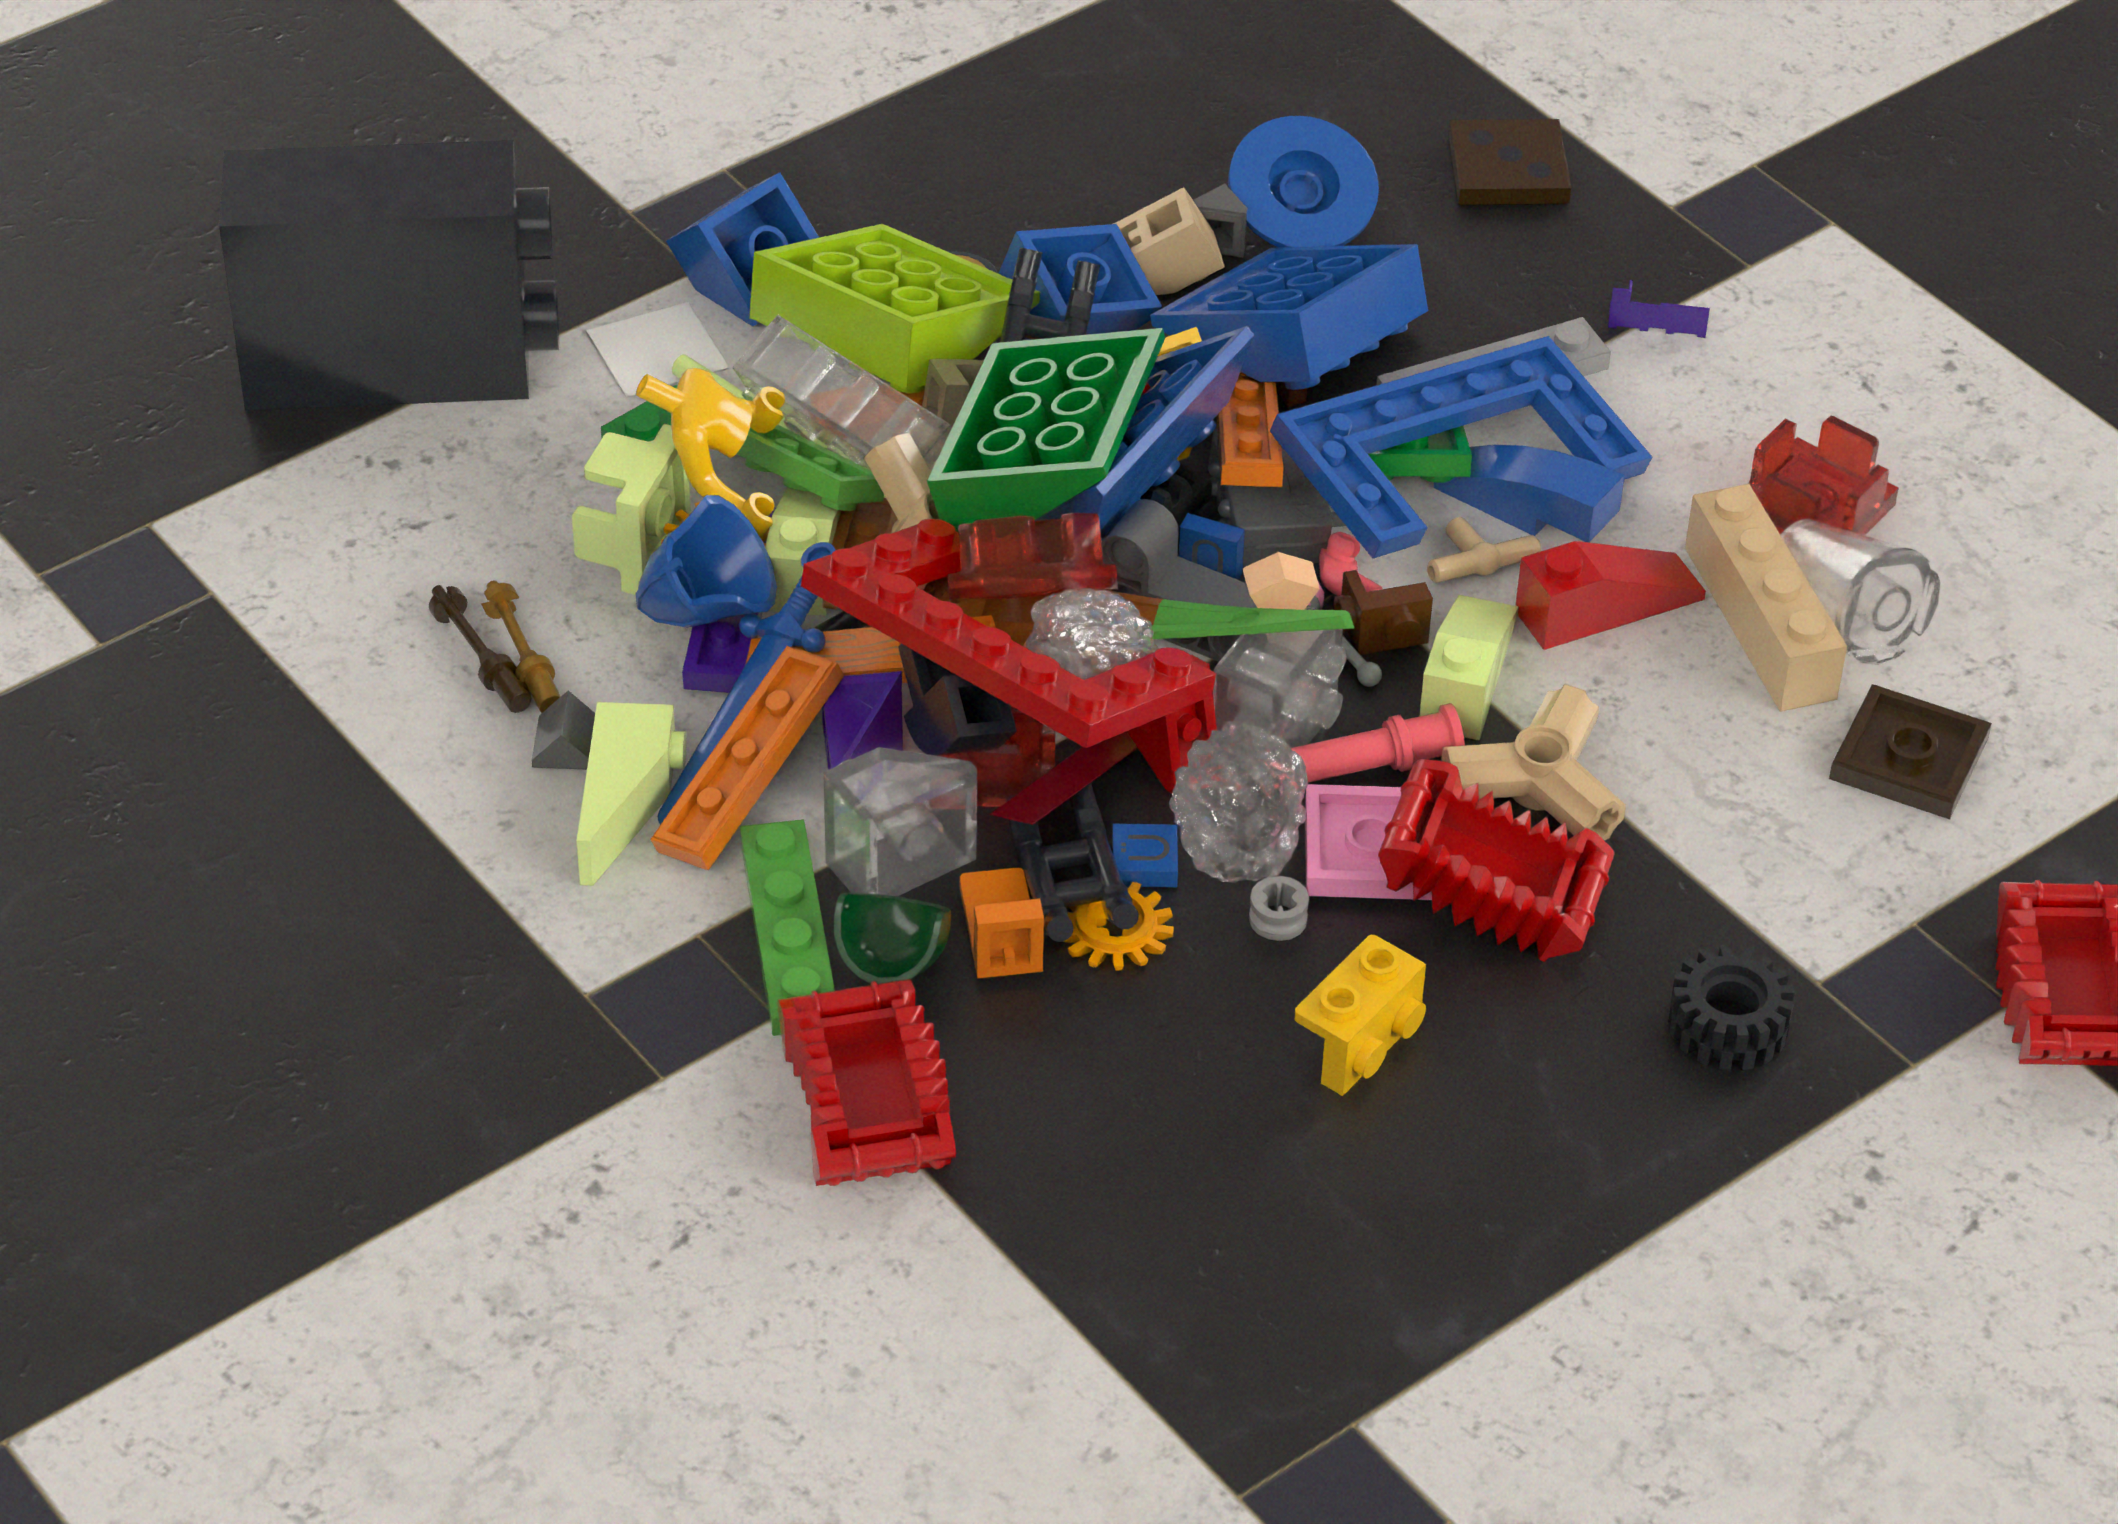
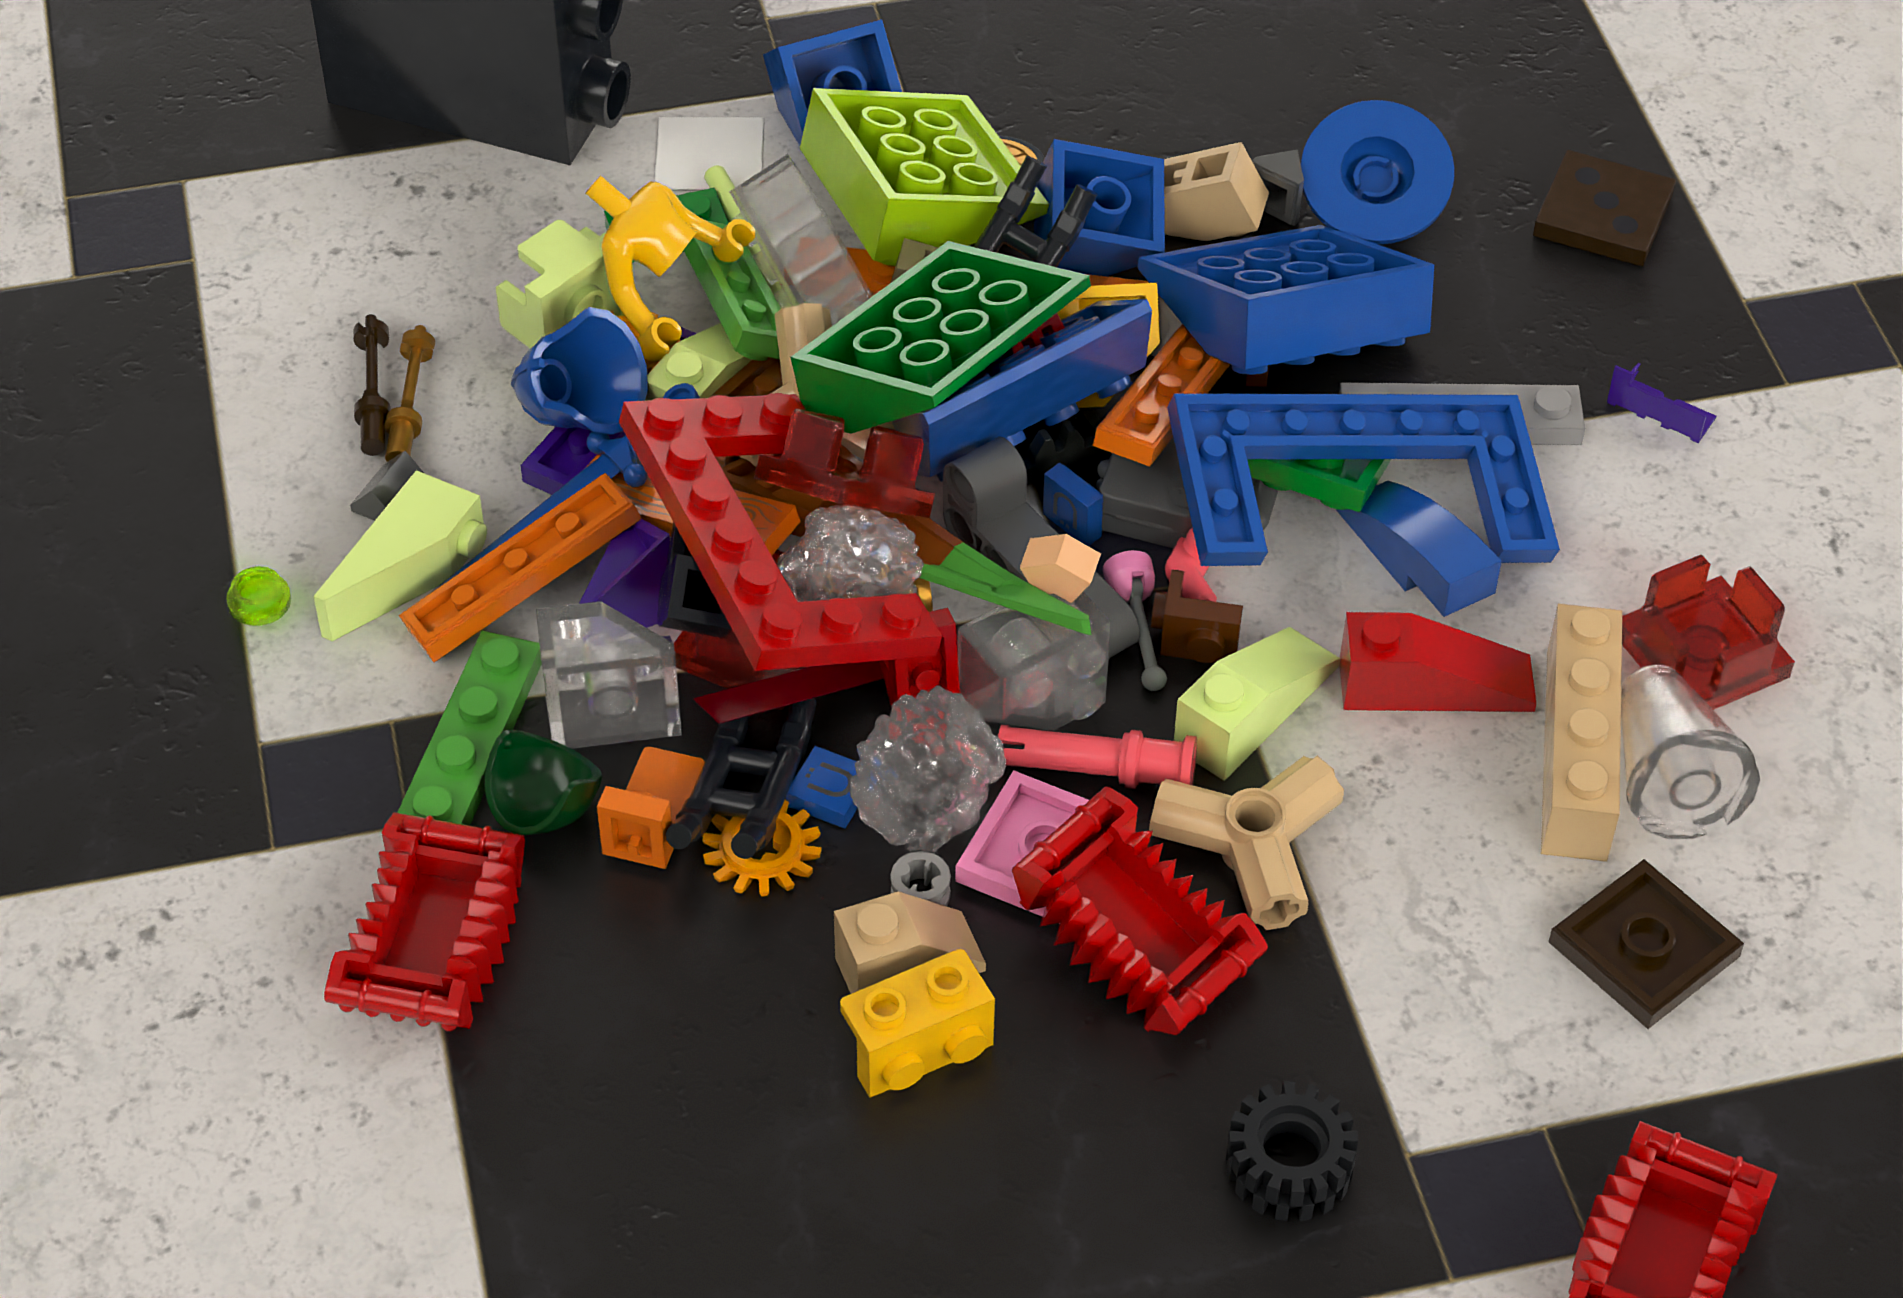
camera: 25 degrees right, 5 degrees up
(503, 865) = (258, 596): none -> clear neon green plate
(1289, 960) = (897, 935): none -> tan slope
(1476, 554) = (1332, 594): tan piece -> none

